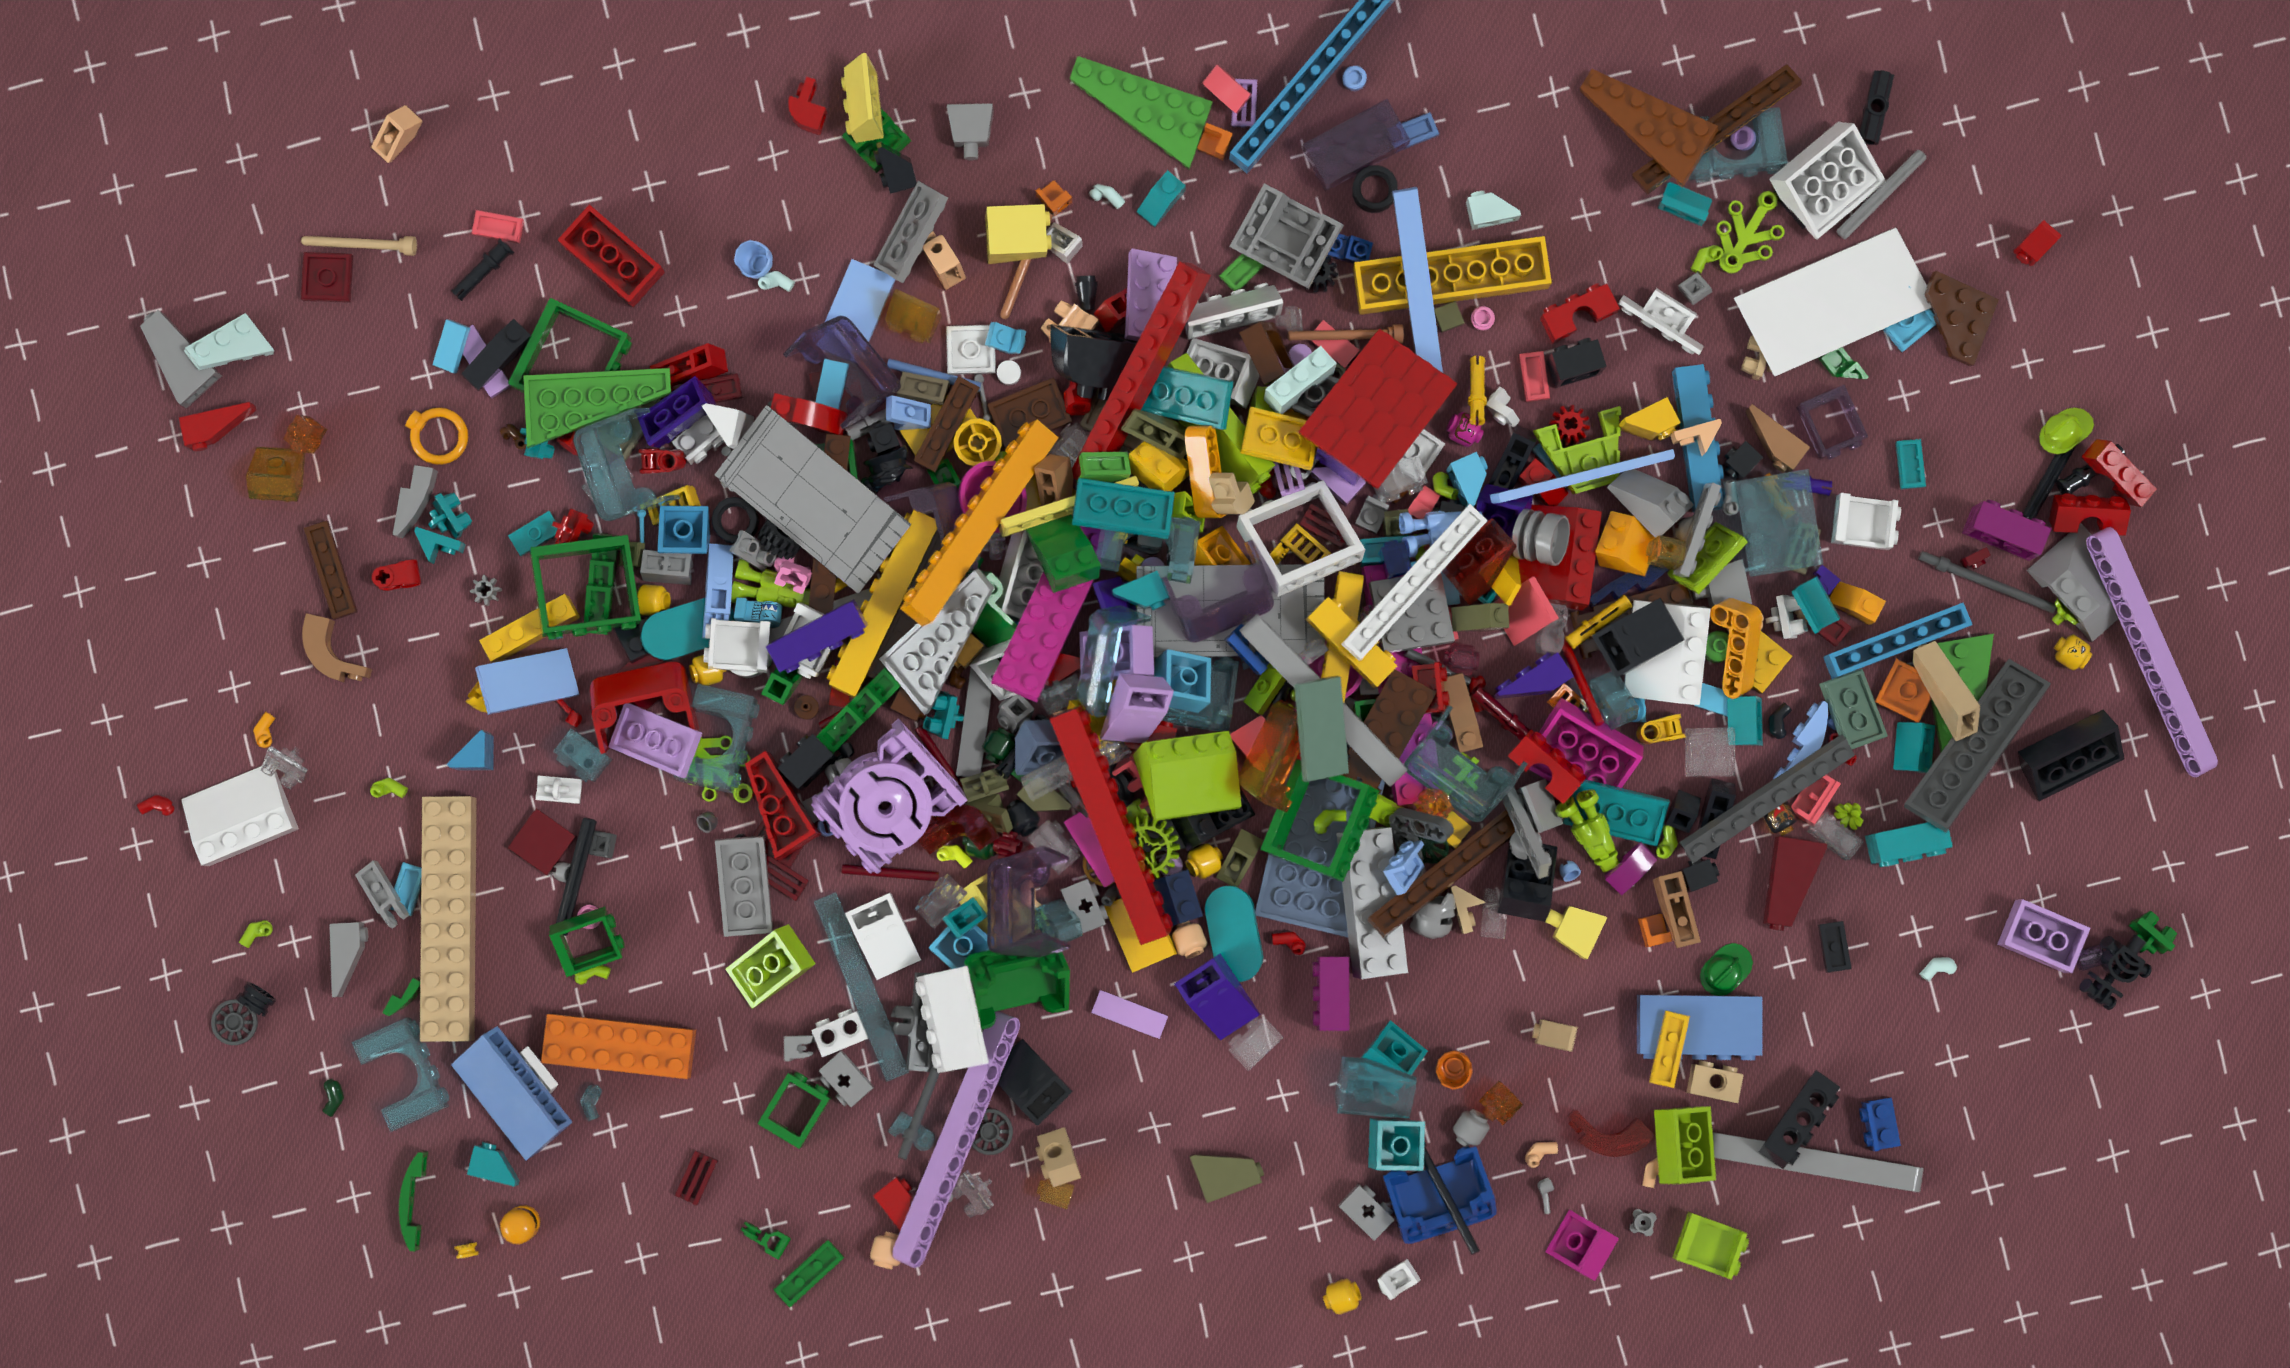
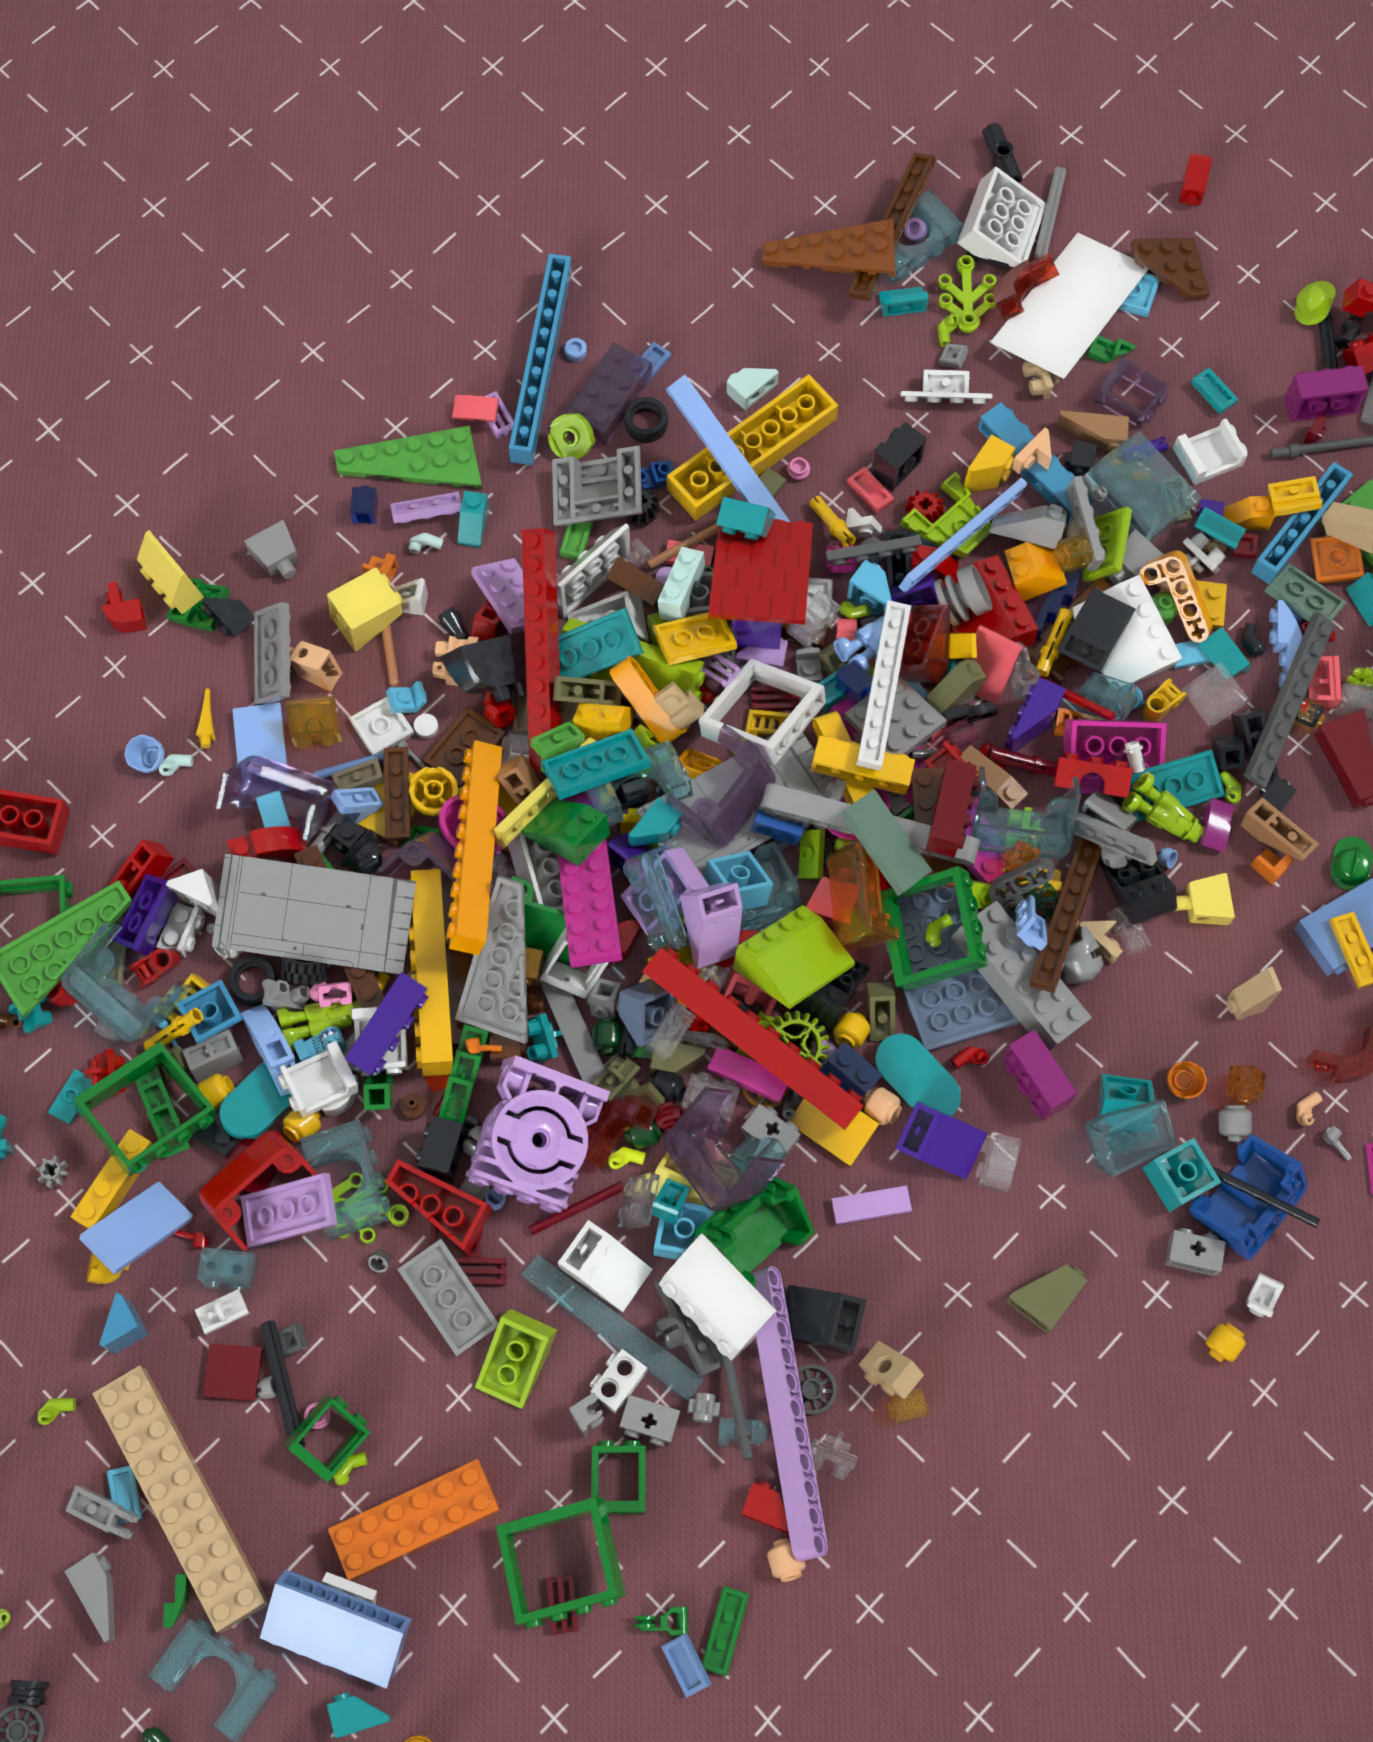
camera: 30 degrees left, 15 degrees down
(589, 1100) = (415, 1592): clear light blue arm -> none
(649, 530) = (190, 1019): none -> yellow pin
(750, 1161) = (597, 1508): none -> green window
(763, 1281) = (686, 1665): none -> medium blue tile
(818, 265) = (205, 728): none -> yellow piece
(881, 693) = (473, 1046): none -> orange hand
(894, 1095) = (703, 1407): none -> light grey gear
(1058, 695) = (635, 961): clear hips -> none
(1074, 127) = (364, 505): none -> clear blue brick
(1127, 162) = (426, 507): none -> lavender plate
(1215, 141) = (490, 453): orange panel -> none
(1305, 165) = (559, 432): none -> lime plate
(1395, 349) = (745, 518): none -> teal slope
(1398, 729) = (951, 808): none -> dark red brick
(1484, 643) = (971, 712): none -> black tile
(1490, 443) = (873, 550): none -> dark grey plate
(1596, 768) = (1134, 756): none -> white pin
(1597, 302) = (883, 406): red arch -> none
(1799, 252) = (1020, 281): none -> clear red arch
(1902, 616) = (1294, 496): none -> yellow plate

